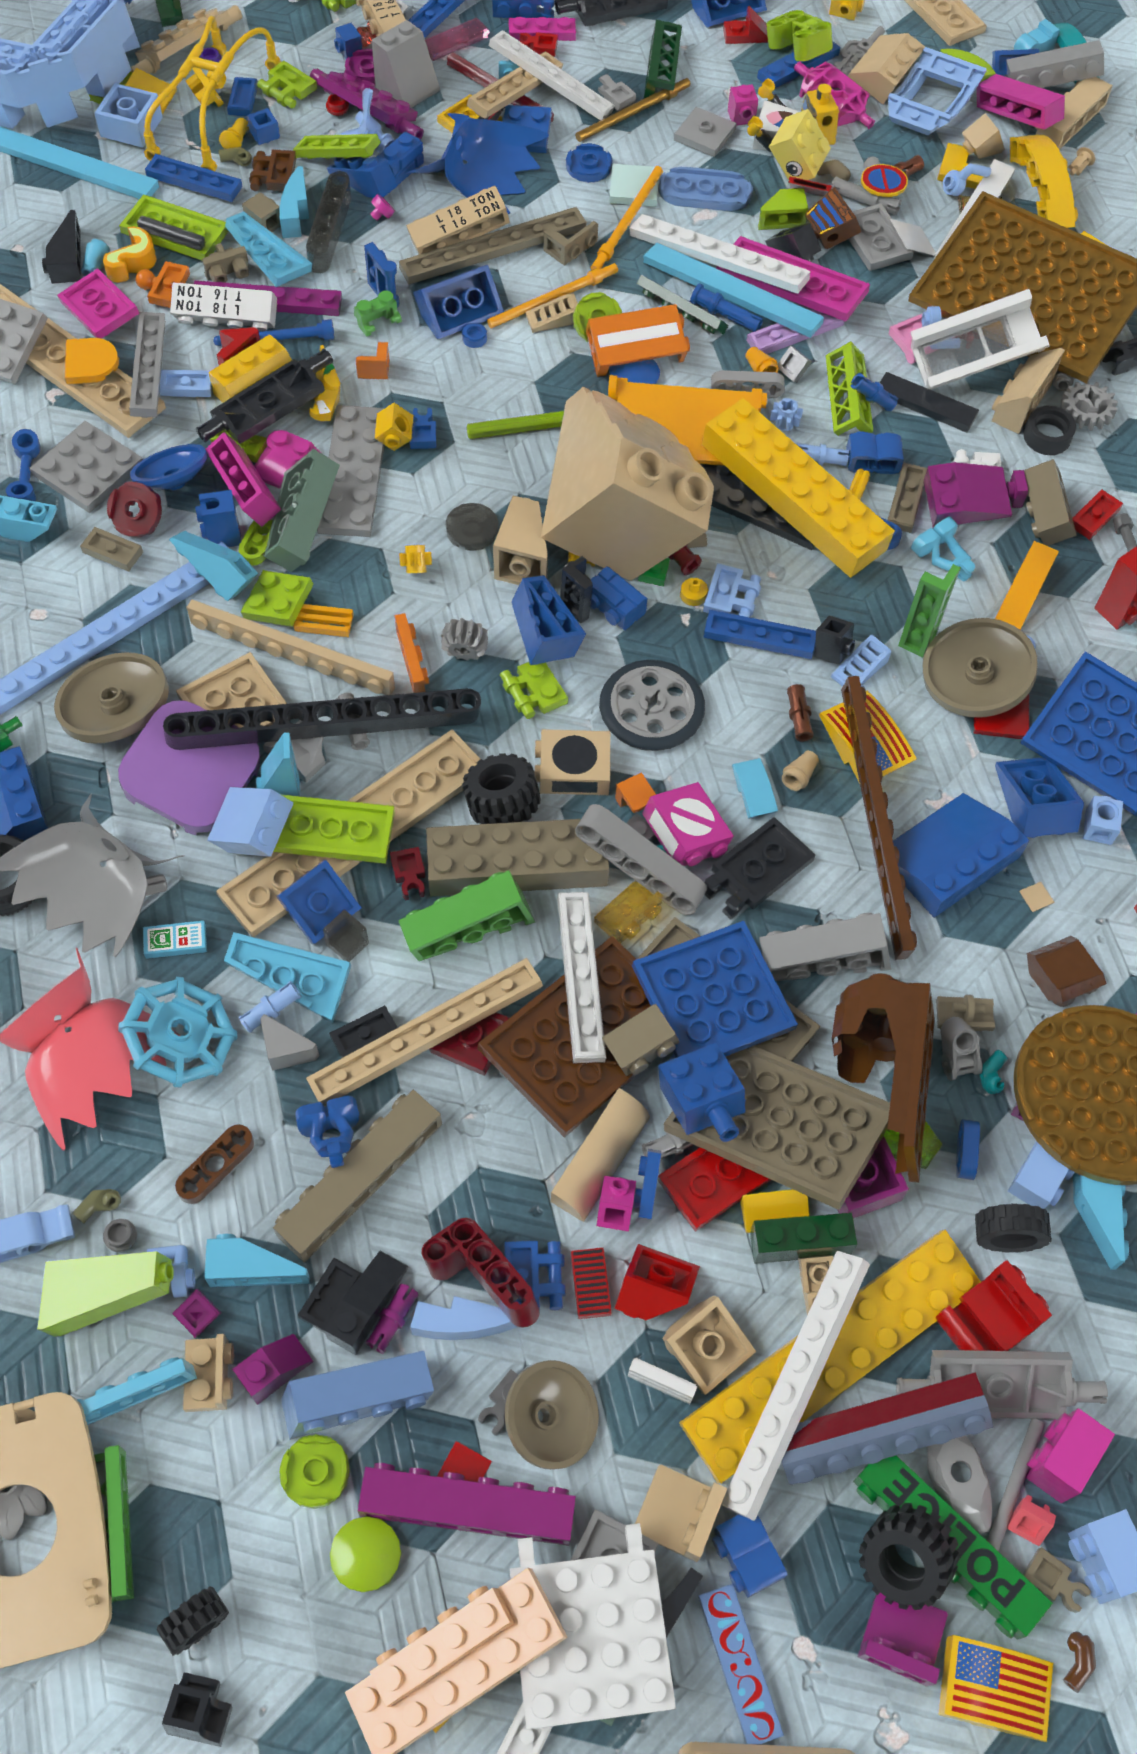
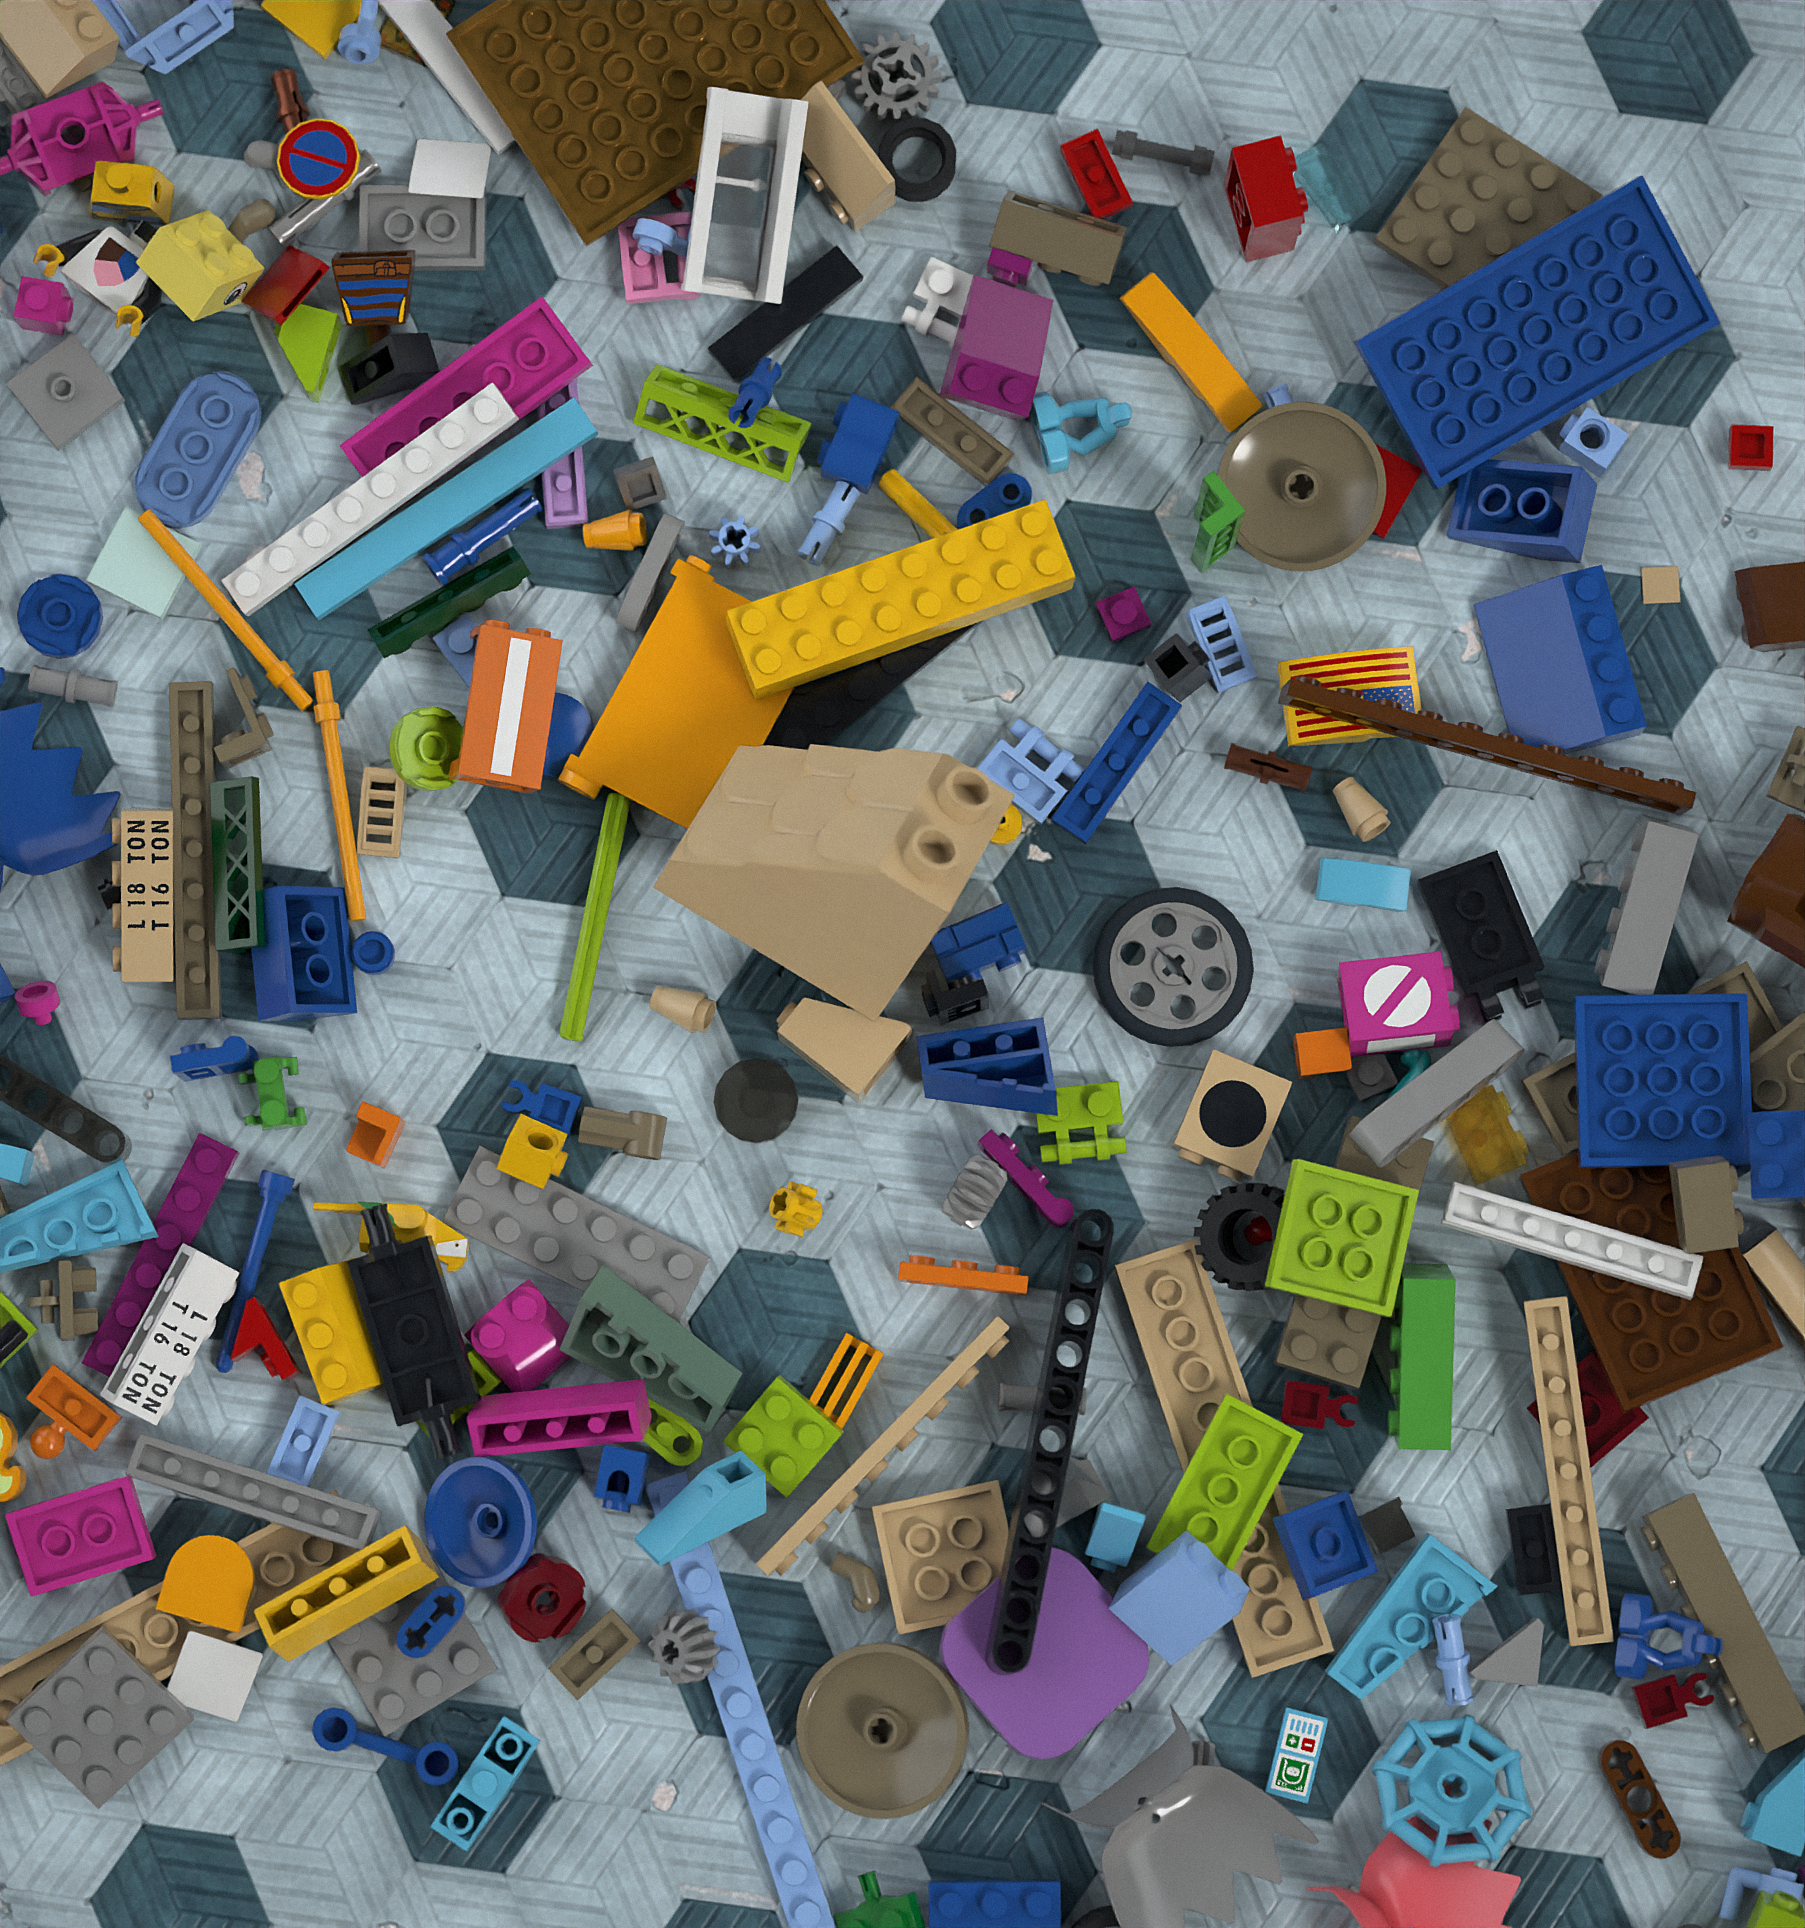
camera: 65 degrees left, 20 degrees up
(39, 382) = (214, 1675): none -> white sticker
(103, 413) = (346, 1593): none -> yellow brick
(103, 460) = (423, 1614): none -> blue beam
(129, 582) = (684, 1646): none -> light grey gear
(204, 665) = (862, 1581): none -> dark tan arm
(290, 1154) = (1665, 1701): none -> dark red plate
(425, 471) = (633, 1133): none -> dark tan piece
(485, 665) = (1026, 1180): none -> magenta plate
(497, 257) = (237, 865): none -> dark green fence
(509, 475) = (684, 1007): none -> tan cone
(519, 823) = (1341, 1238): none -> lime plate
(555, 174) = (73, 686): none -> light grey pin
(851, 610) = (1123, 614): none -> magenta plate

